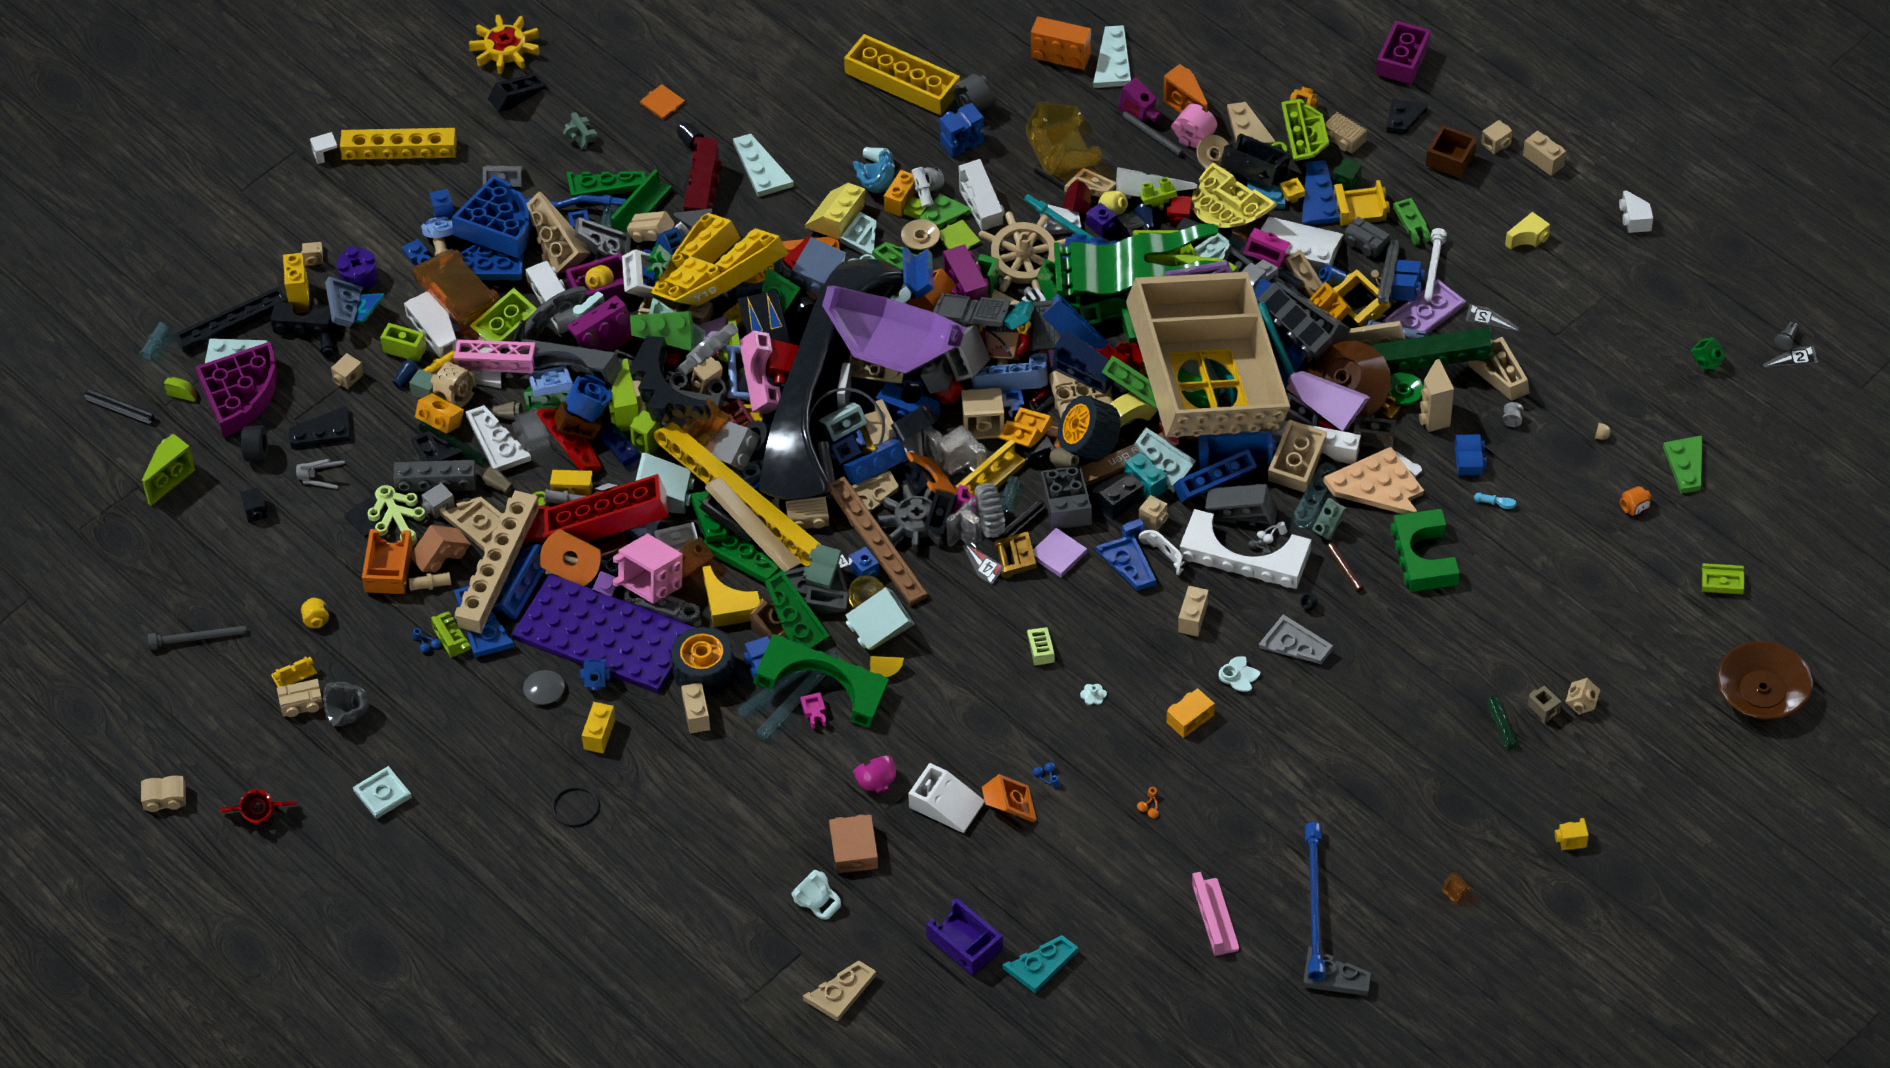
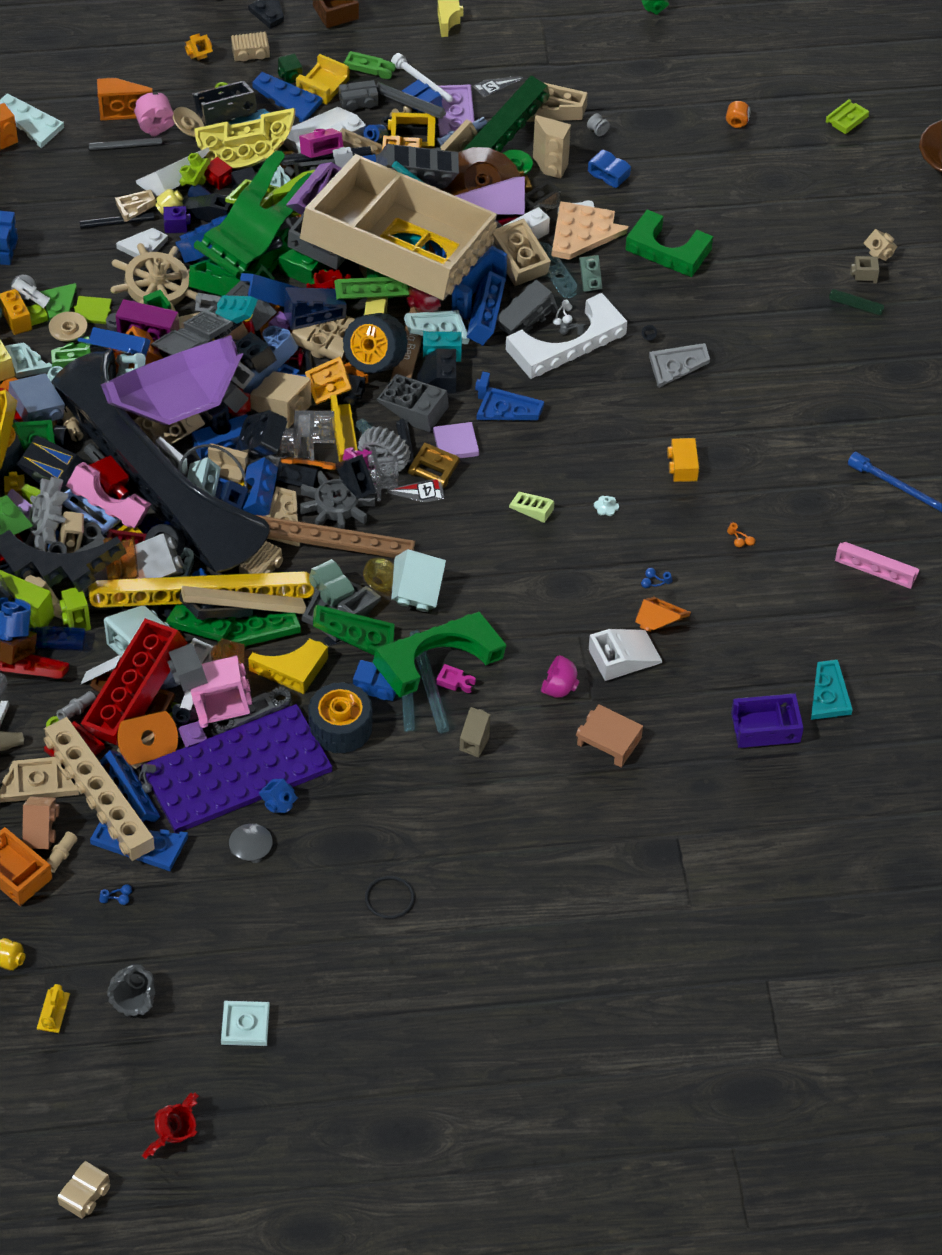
camera: 55 degrees left, 0 degrees up
(300, 698) = (87, 1021): tan brick -> none
(449, 634) = (130, 874): lime hinge -> none
(534, 590) = (148, 768): none -> dark grey piece
(573, 481) = (64, 690): yellow hinge -> none
(598, 727) = (333, 828): yellow brick -> none
(638, 531) = (186, 667): none -> dark grey brick
(695, 708) = (378, 752): tan brick -> none
(766, 621) = (342, 656): medium nougat slope -> none
(769, 754) = (475, 732): none -> dark tan slope
(814, 893) = (633, 789): light aqua piece -> none
(841, 992) = (742, 832): tan wing -> none
(863, 563) = (350, 559): blue brick -> none
(885, 665) = (457, 608): yellow brick -> none
(979, 195) = (70, 266): white wedge -> none
(998, 361) = (256, 353): none -> black brick
(1042, 207) = (130, 240): teal bar -> none
(1057, 141) = (63, 196): clear yellow windscreen -> none
(1062, 458) = (379, 378): dark tan cone -> none
(1077, 197) = (140, 217): dark red brick -> none
(1138, 101) = (93, 128): magenta torso -> none
(1153, 513) = (481, 361): tan brick -> none
(1155, 539) = (533, 376): white piece -> none
(1193, 611) = (594, 398): tan brick -> none
(1241, 674) = (673, 412): light aqua plate -> none
(1246, 122) = (179, 91): tan wing -> none
(1292, 190) = (271, 103): yellow tile -> none
(1304, 129) = (227, 62): lime wedge -> none
(1345, 567) = (636, 295): reddish brown bar -> none
(1505, 503) = (667, 179): medium azure piece -> none
(1603, 432) = (659, 93): tan hinge -> none
(1685, 462) = (728, 71): bright green wing -> none

